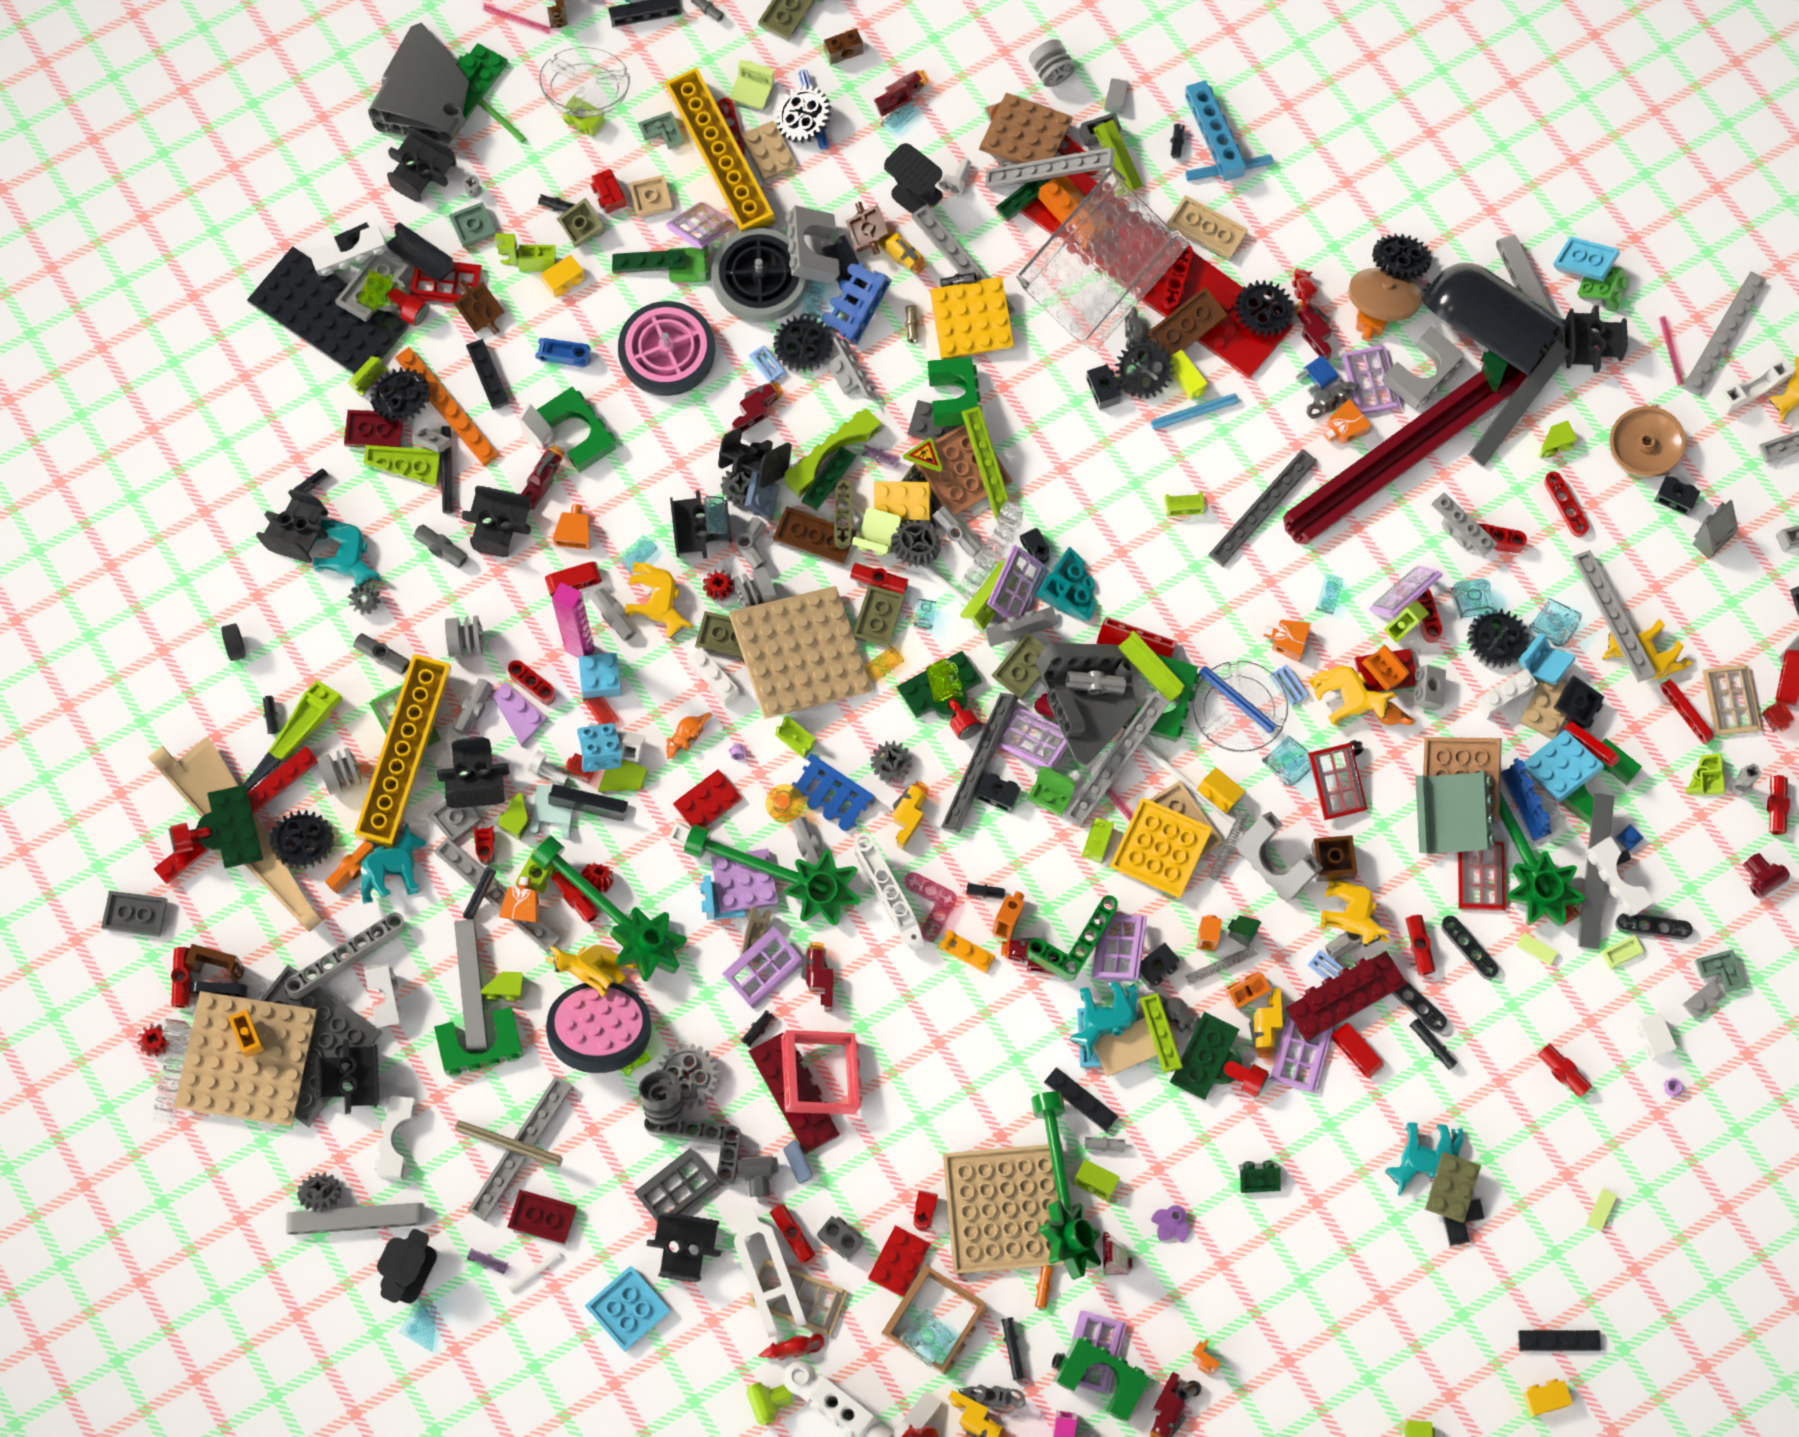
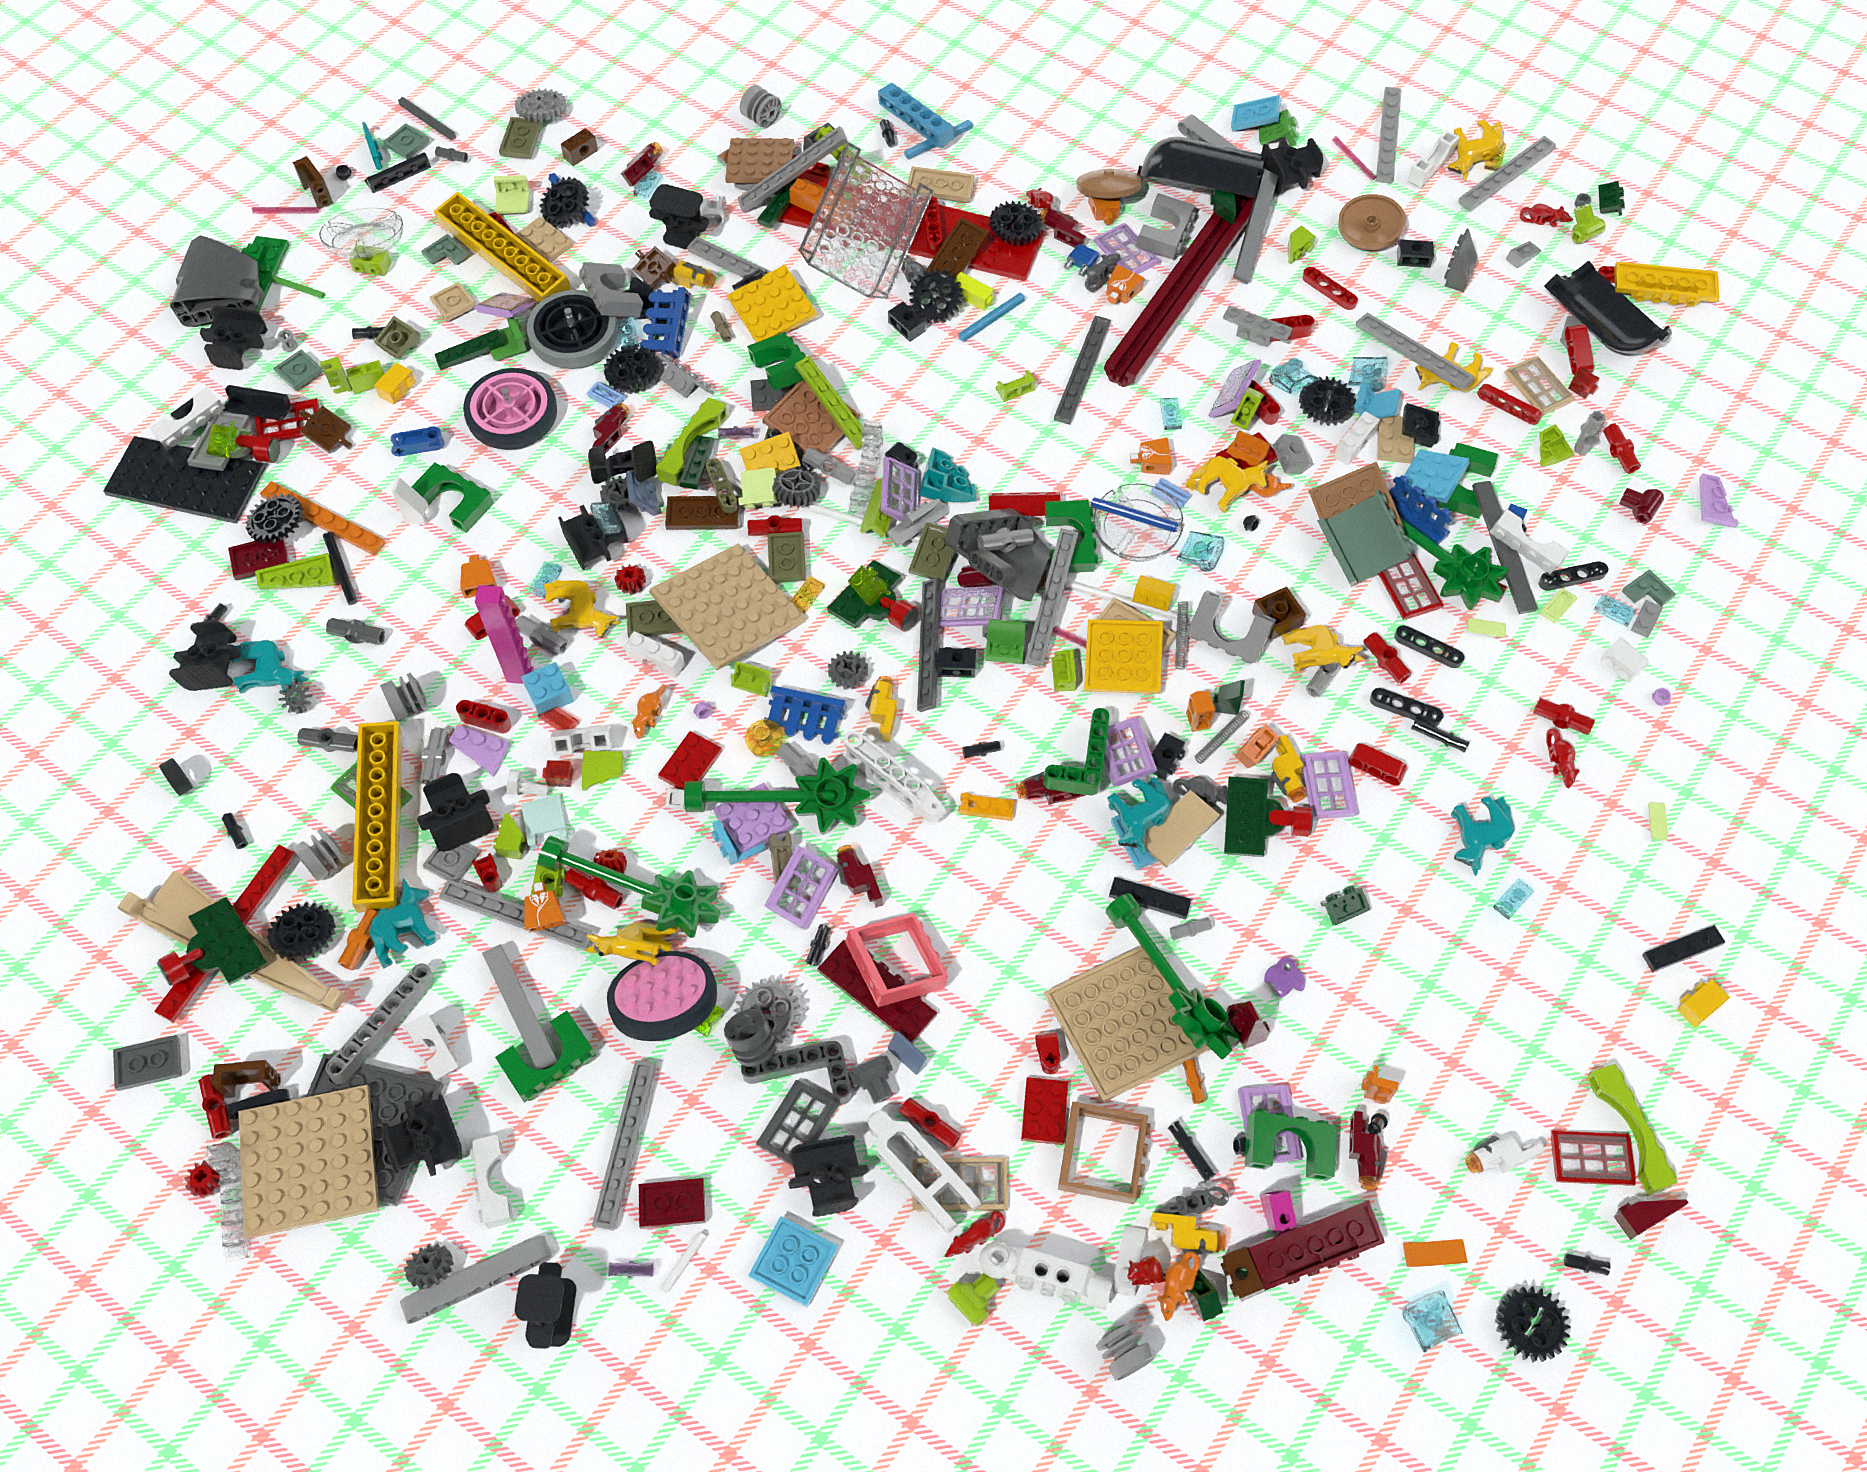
camera: 20 degrees left, 10 degrees down
(246, 1033) = (299, 1131): light orange brick -> none
(308, 715) = (272, 816): lime plate -> none
(366, 375) = (238, 514): lime hinge -> none
(421, 1324) = (583, 1362): clear light blue wing -> none
(432, 440) = (321, 546): light grey plate -> none
(479, 893) = (498, 917): black axle -> none
(487, 374) = (352, 480): black plate -> none
(500, 507) = (400, 588): black piece -> none
(505, 986) = (554, 995): lime slope -> none
(508, 1143) = (611, 1142): dark tan axle -> none
(542, 475) = (432, 544): dark red plate -> none
(587, 802) = (575, 801): black panel -> none
(599, 747) = (570, 745): medium azure bracket -> none
(608, 191) = (413, 308): red brick -> none
(751, 535) = (648, 542): light grey piece -> none
(755, 590) = (665, 566): light grey wheel -> none
(836, 1242) = (976, 1115): dark grey brick -> none
(925, 455) = (776, 411): piece -> none
(925, 614) = (827, 540): clear light blue bracket -> none
(927, 1337) = (1106, 1170): clear light blue slope -> none
(939, 905) = (945, 776): clear pink beam -> none
(1009, 915) = (1012, 755): orange torso -> none
(1096, 1180) = (1198, 964): lime hinge -> none
(1116, 95) = (822, 116): light grey slope -> none
(1151, 667) = (1048, 510): lime panel -> none
(1160, 1033) = (1198, 809): lime tile -> none
(1329, 960) = (1318, 704): light blue tile -> none
(1337, 781) = (1251, 551): clear piece -> none
(1345, 995) = (1344, 721): dark red plate -> none
(1401, 256) = (1109, 155): black gear -> none
(1421, 1232) = (1513, 899): none -> clear light blue plate
(1452, 1187) = (1523, 847): olive plate -> none
(1457, 1231) = (1537, 876): black plate -> none
(1543, 1110) = (1563, 755): none -> red animal
(1592, 744) = (1464, 449): red beam -> none
(1676, 978) = (1615, 610): none -> clear light blue plate

